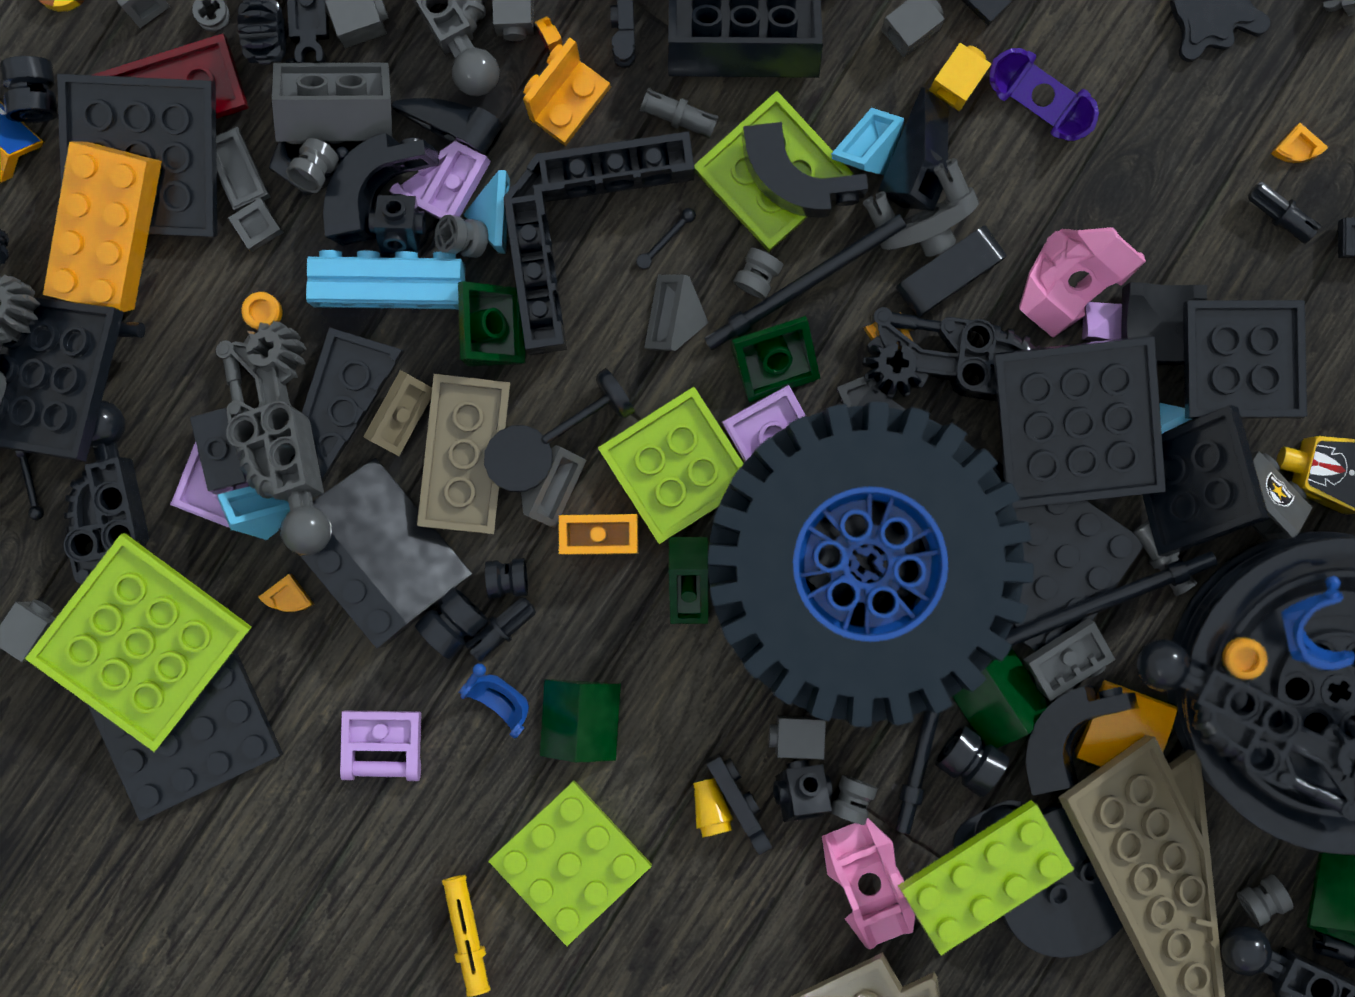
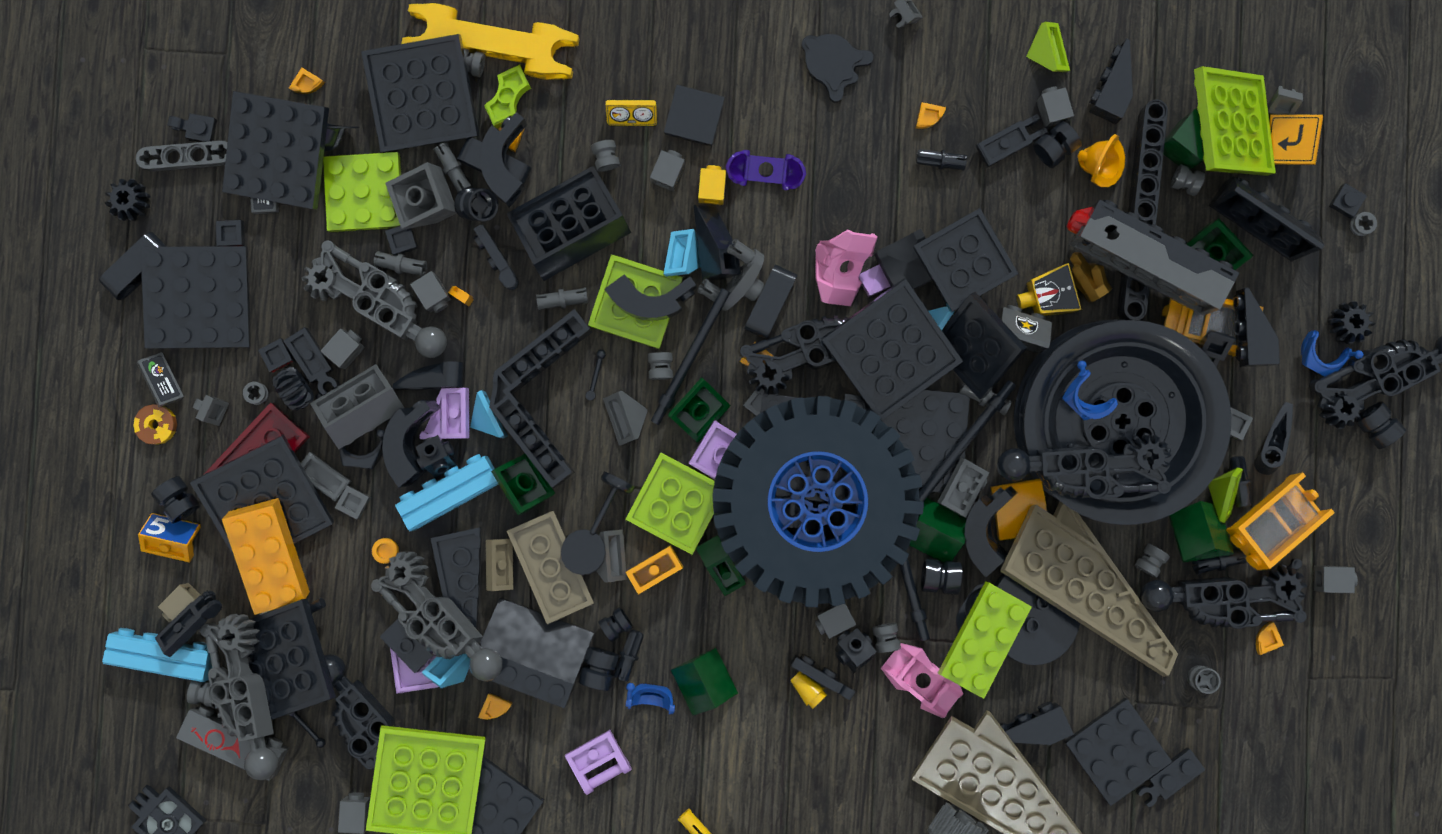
camera: 30 degrees left, 0 degrees up
(313, 163) = (367, 451): dark grey wheel -> none
(455, 234) = (478, 442): dark grey wheel -> none
(564, 93) = (489, 325): light orange bracket -> none
(570, 863) = (745, 767): lime plate -> none
(1244, 658) = (1057, 434): light orange tile -> none

